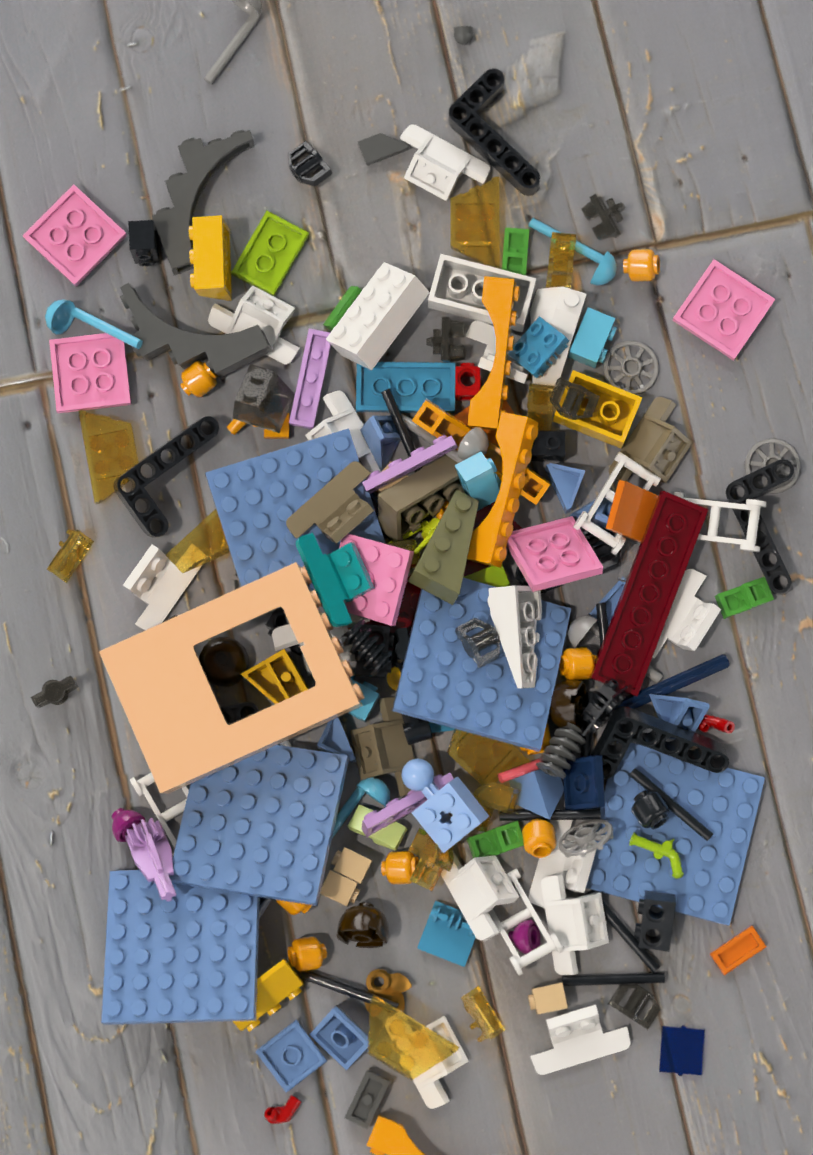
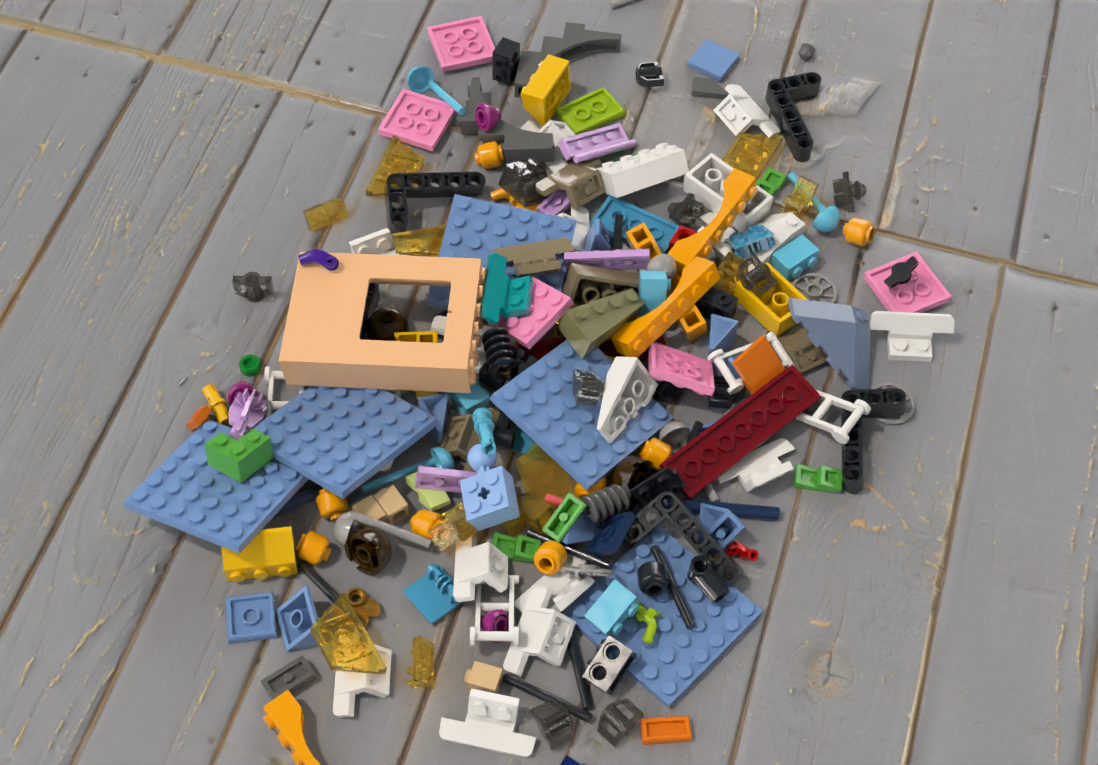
camera: 25 degrees right, 25 degrees down
(100, 876) = (199, 417): none -> orange plate
(109, 782) = (250, 365): none -> green tile
(109, 849) = (217, 404): none -> yellow pin
(127, 652) = (320, 257): none -> dark purple arm
(174, 341) = (486, 116): none -> magenta brick
(188, 916) = (240, 457): none -> bright green brick
(283, 1113) = (214, 655): red arm -> none
(302, 303) = (592, 140): none -> lavender plate
(312, 368) = (578, 179): none -> dark tan plate
(321, 307) = (604, 151): none -> lavender bar
(324, 912) = (345, 523): none -> light grey piece
(365, 102) = (713, 60): none -> medium blue tile
(398, 736) = (484, 426): none -> medium azure pin
(532, 791) = (564, 517): none -> bright green slope
(632, 867) = (612, 609): none -> medium azure brick
(691, 423) = (841, 333): none -> sand blue slope
(692, 968) = (628, 724): none -> clear smoke piece
(703, 782) = (708, 580): none -> black piece
(716, 308) = (901, 272): none -> black piece
(758, 374) = (911, 333): none -> white plate

